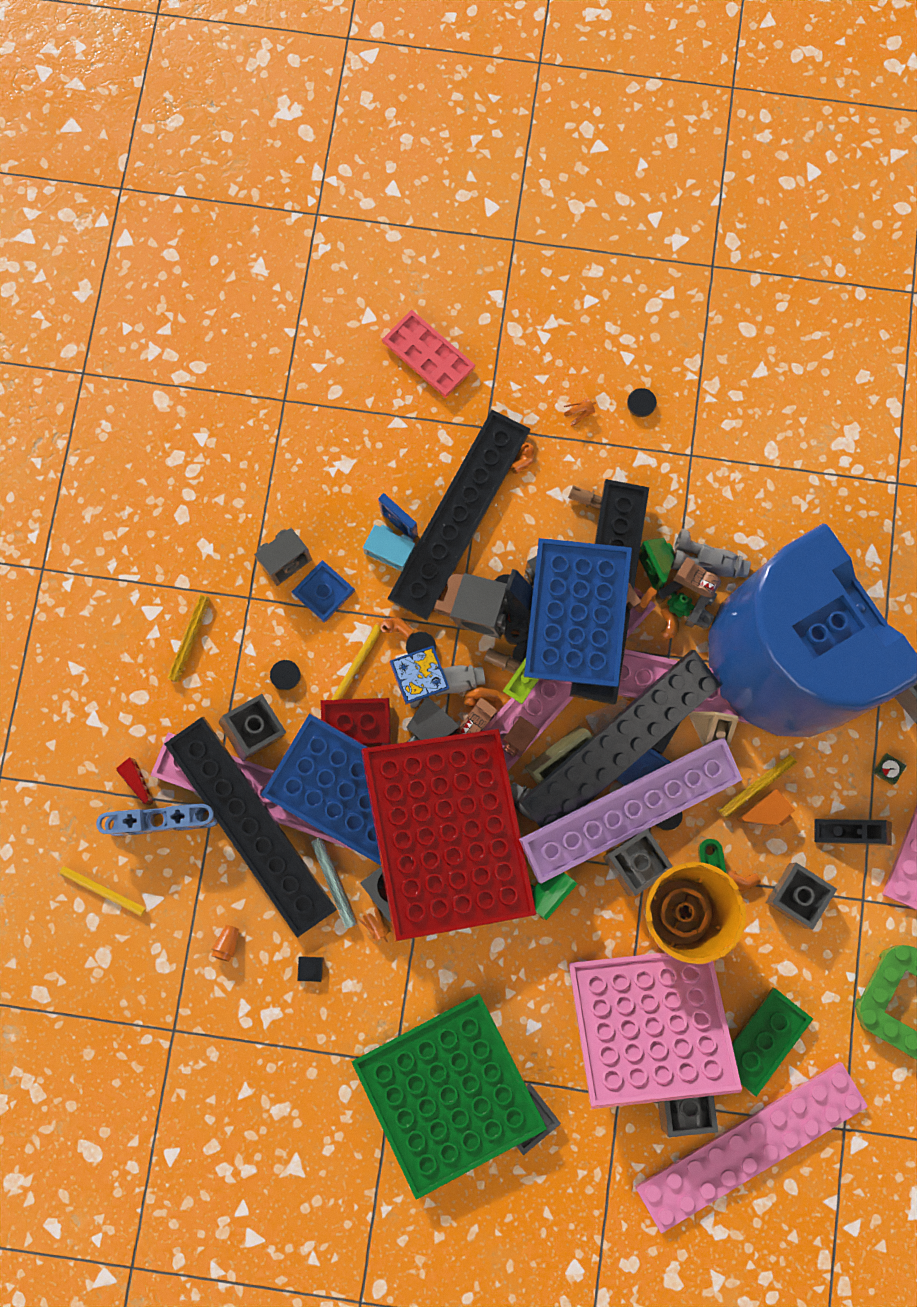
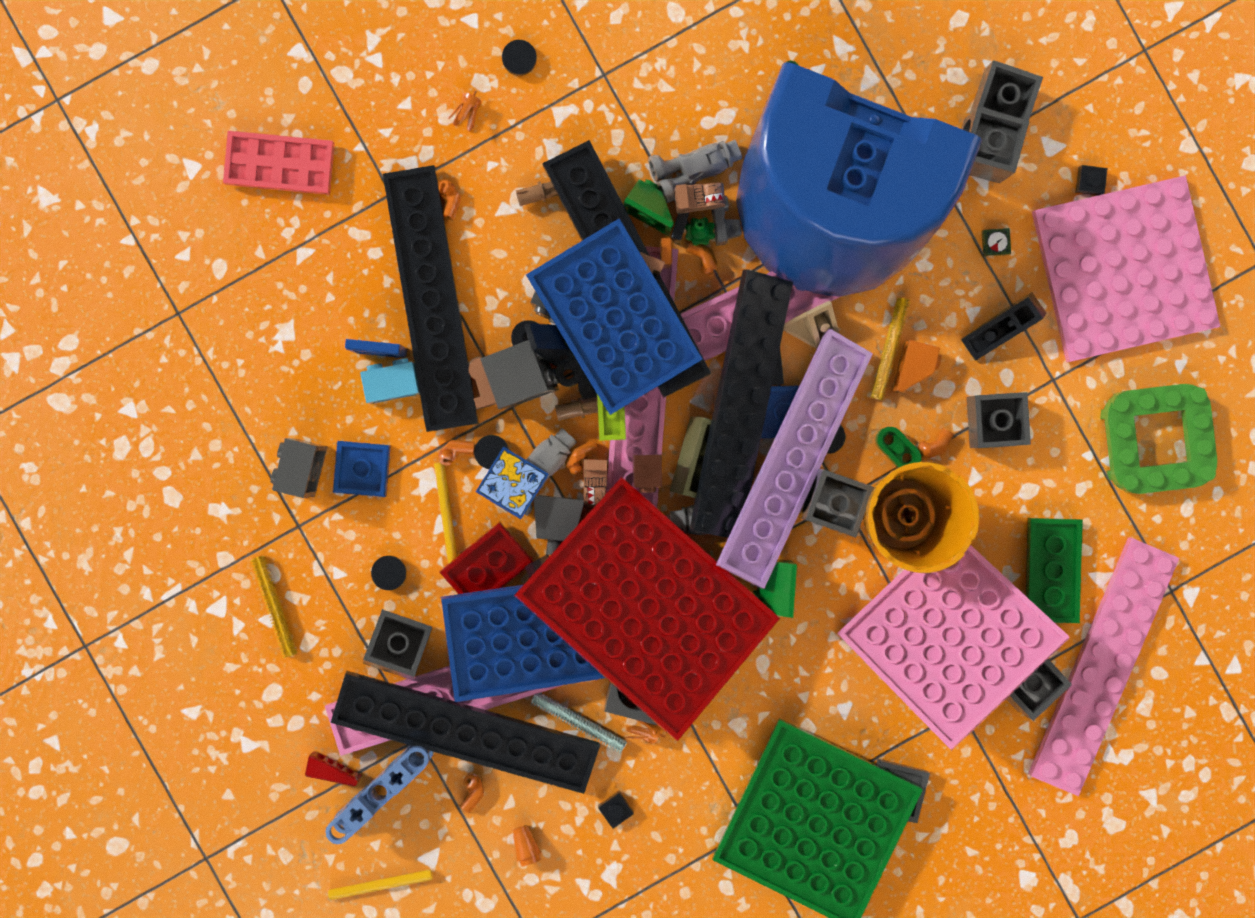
camera: 35 degrees left, 10 degrees up
(222, 875) = (475, 792): none -> orange arm

